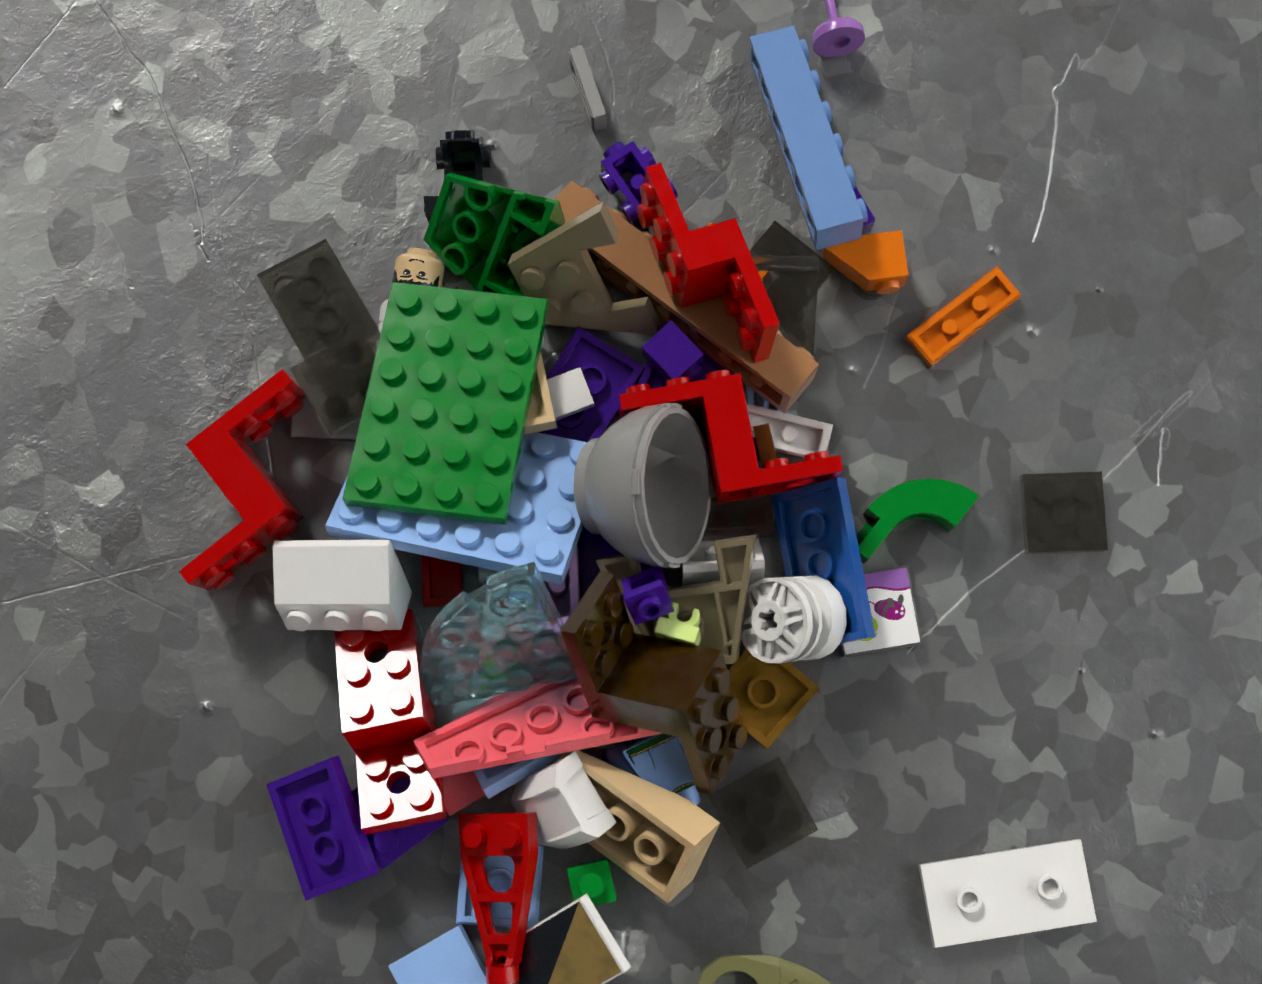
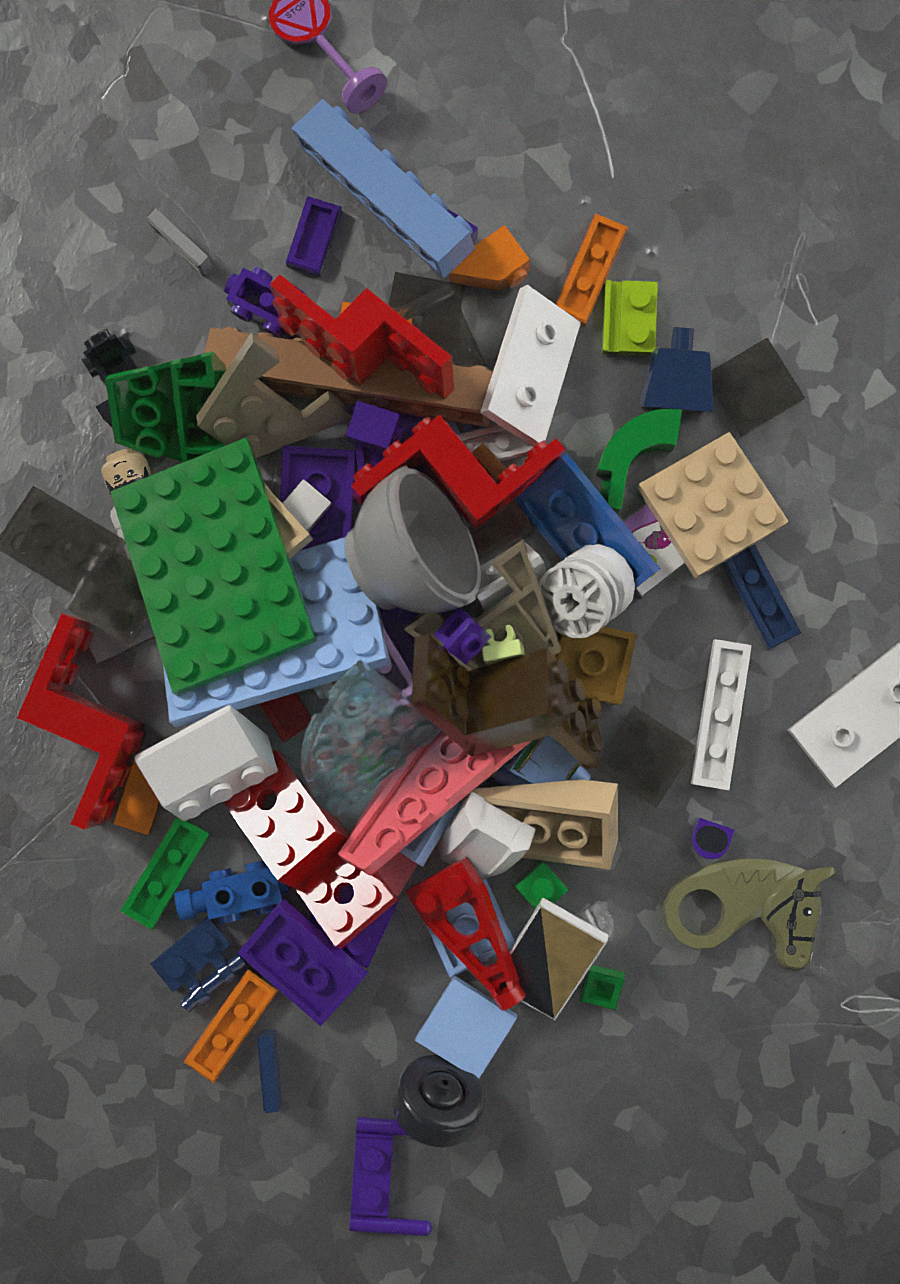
camera: 30 degrees left, 5 degrees up
(221, 762) = (190, 955): none -> dark blue plate
(221, 852) = (231, 1025): none -> orange tile
(232, 917) = (269, 1071): none -> dark blue tile
(242, 669) = (165, 872): none -> green plate
(253, 590) = (138, 804): none -> orange tile
(301, 728) = (240, 891): none -> blue brick
(716, 148) = (313, 236): none -> dark purple tile
(784, 930) = (711, 839): none -> tile
(854, 377) = (530, 367): none -> white plate
(859, 813) = (721, 714): none -> white plate
(960, 604) = (712, 505): none -> tan plate
(961, 715) = (761, 597): none -> dark blue tile
(977, 382) = (629, 317): none -> lime plate
(994, 462) = (679, 376): none -> dark blue torso

